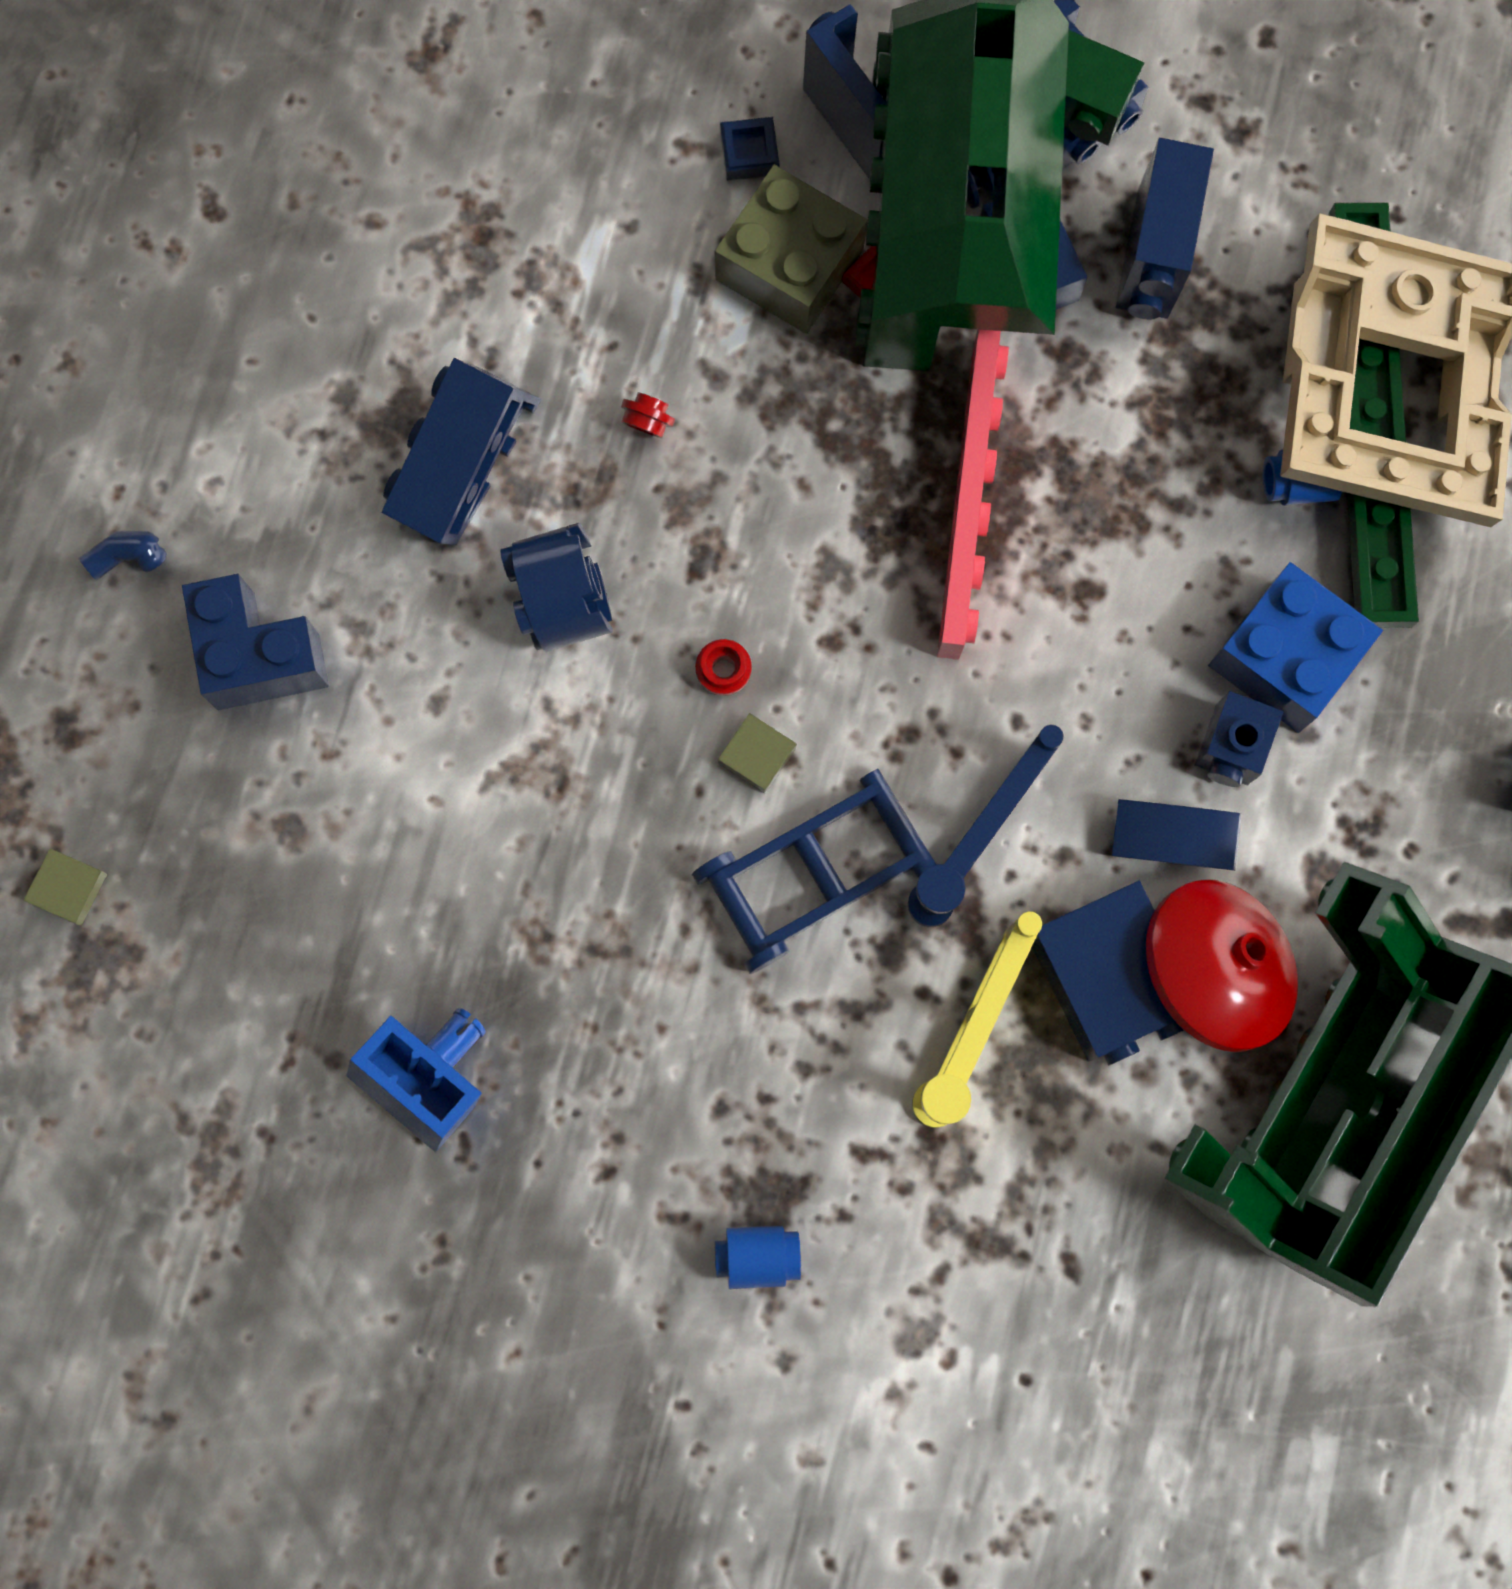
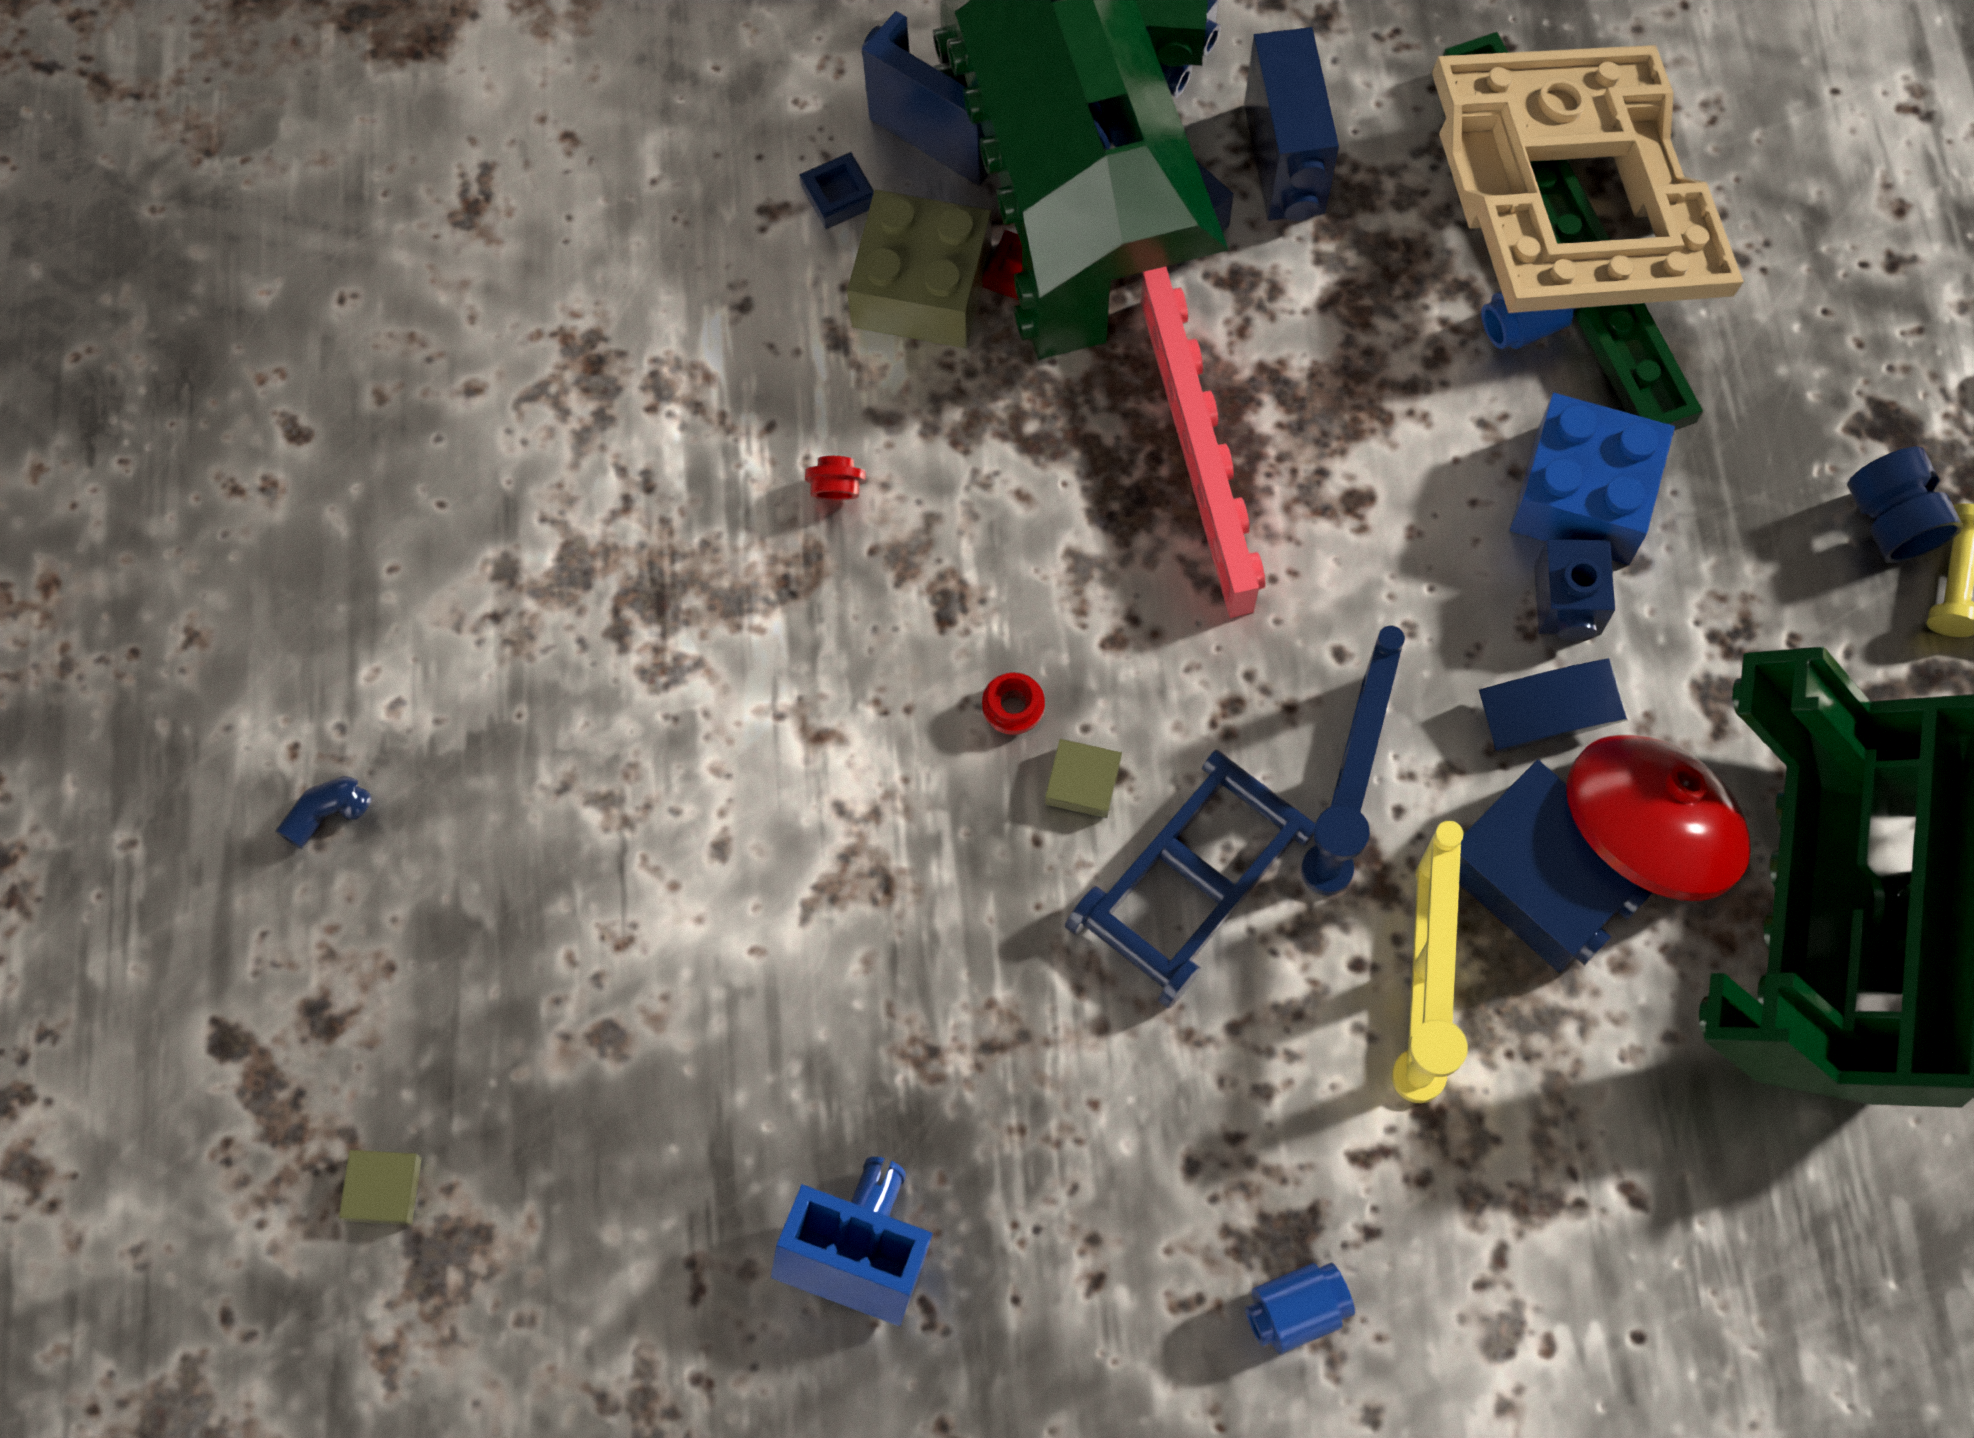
camera: 15 degrees left, 10 degrees down
(241, 659) = (503, 870): dark blue brick -> none
(455, 451) = (648, 577): dark blue wedge -> none
(558, 588) = (811, 678): dark blue brick -> none

